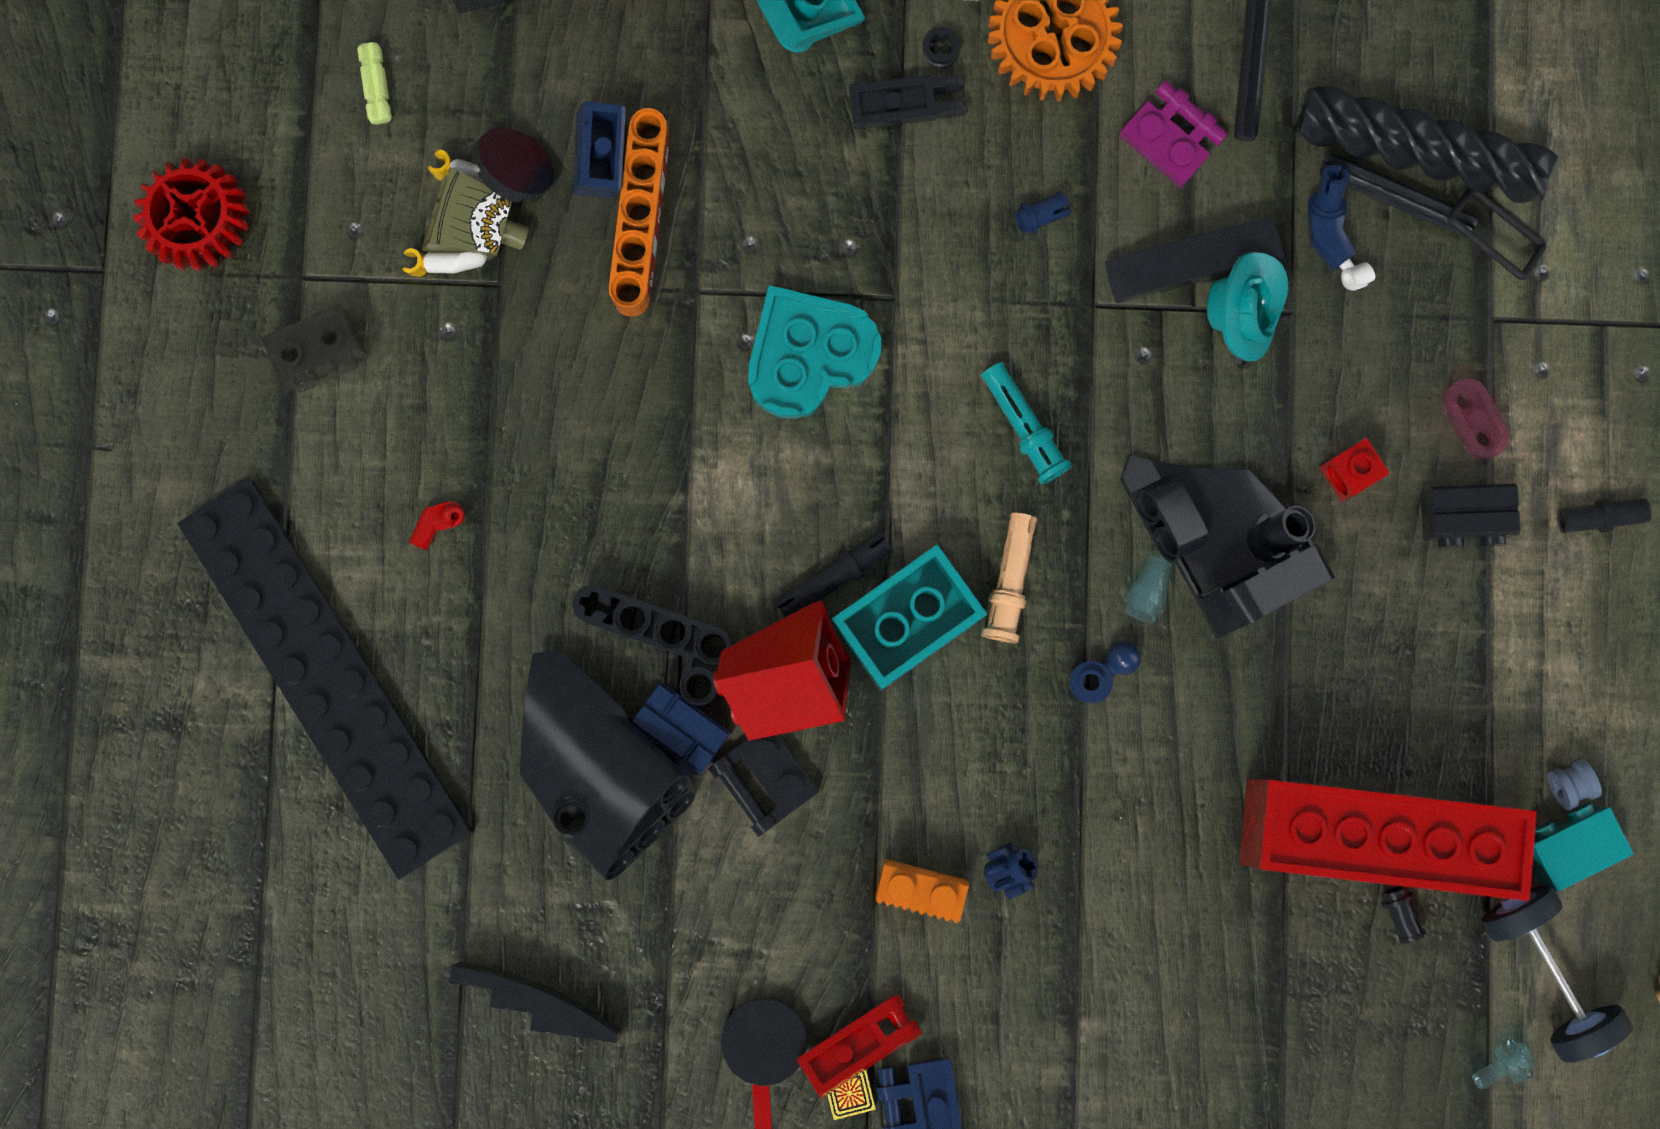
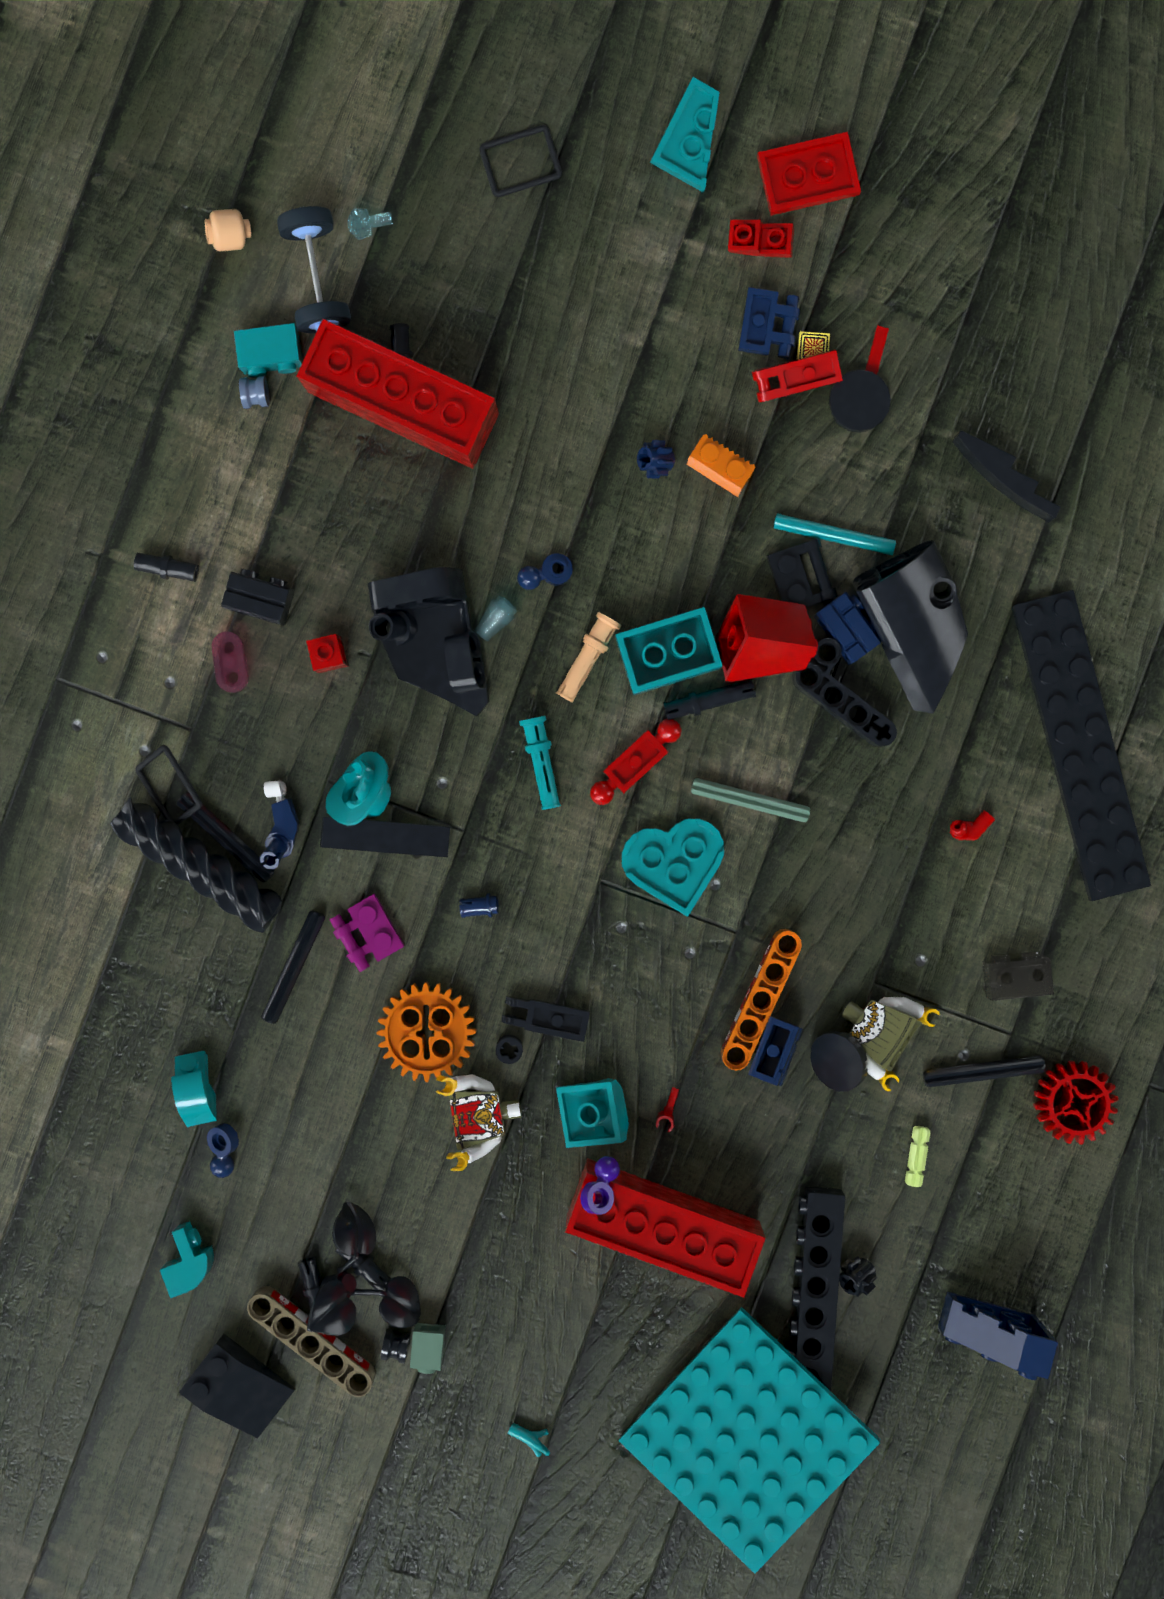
camera: 165 degrees left, 5 degrees up
(322, 217) = (984, 1071): none -> black axle
(711, 32) = (668, 1110): none -> red hand
(736, 464) = (750, 800): none -> sand green axle
(739, 850) = (834, 534): none -> teal piece
(902, 463) = (635, 761): none -> red plate

